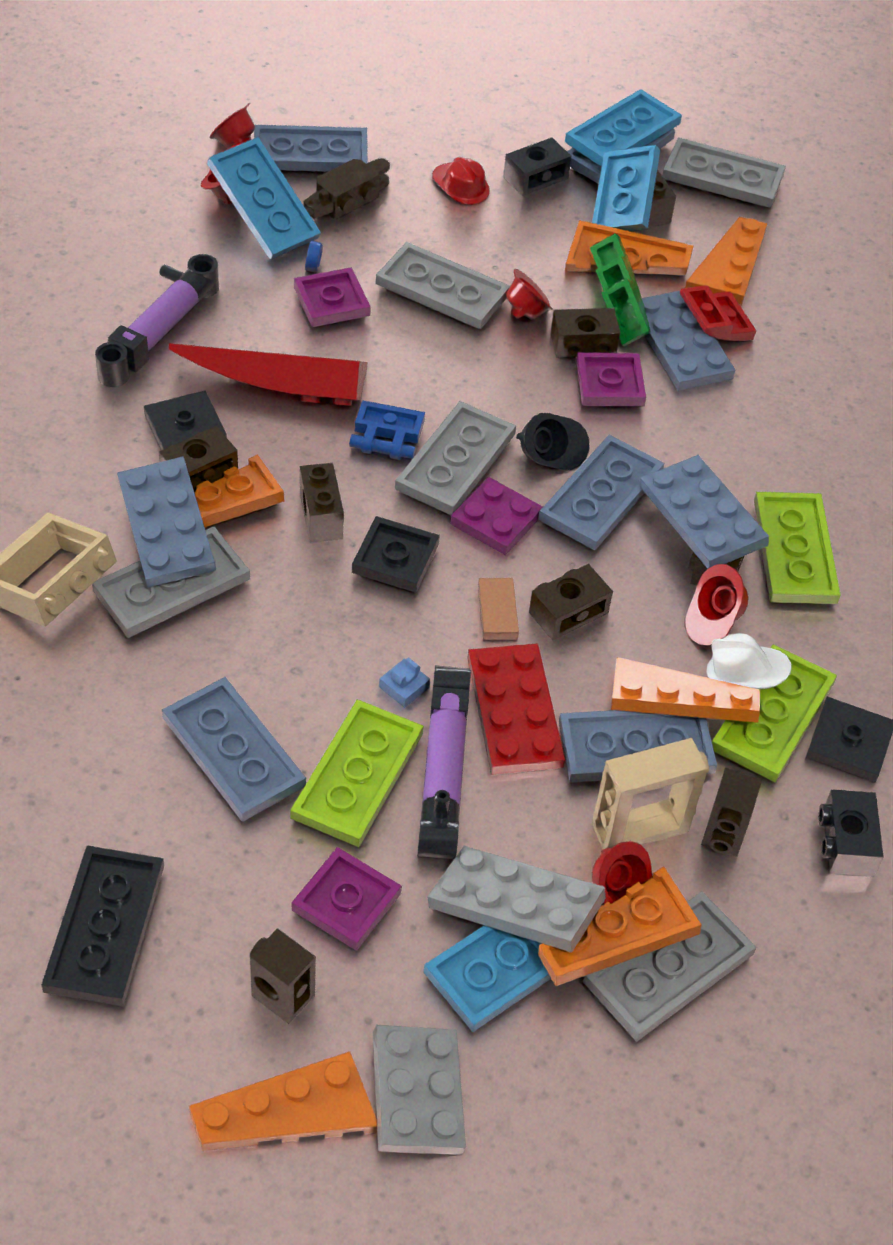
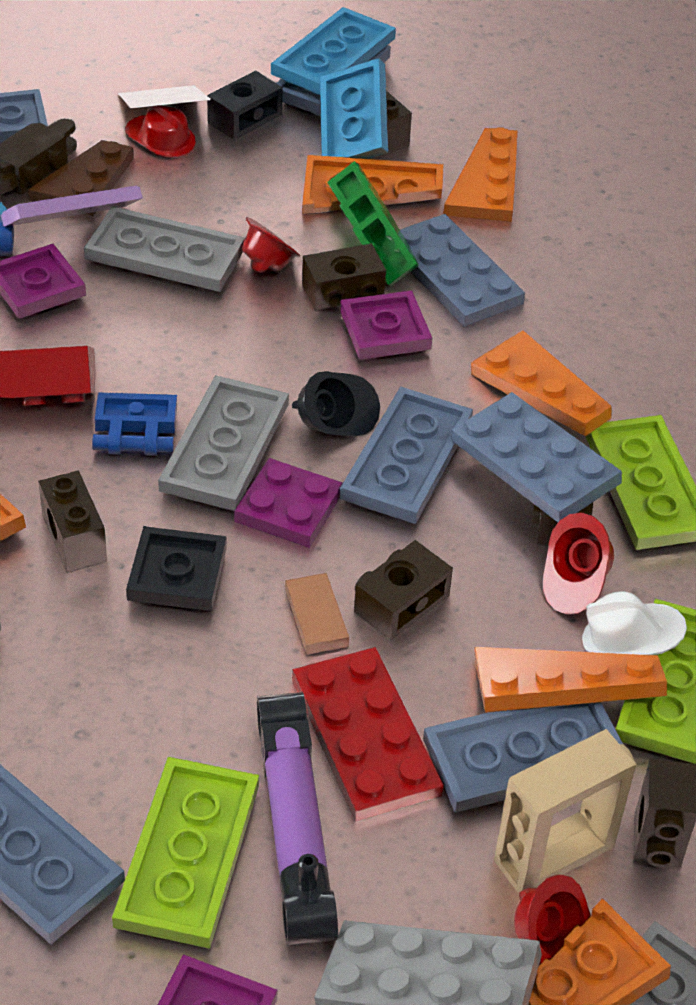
camera: 10 degrees left, 5 degrees down
(372, 237) = (70, 205): none -> lavender tile
(389, 214) = (89, 172): none -> reddish brown wing
(404, 682) = (222, 724): medium blue tile -> none
(469, 149) = (163, 96): none -> white sticker
(718, 314) = (490, 234): red slope -> none
(724, 172) = (455, 84): light grey plate -> none
(728, 449) = (543, 382): none -> orange wing

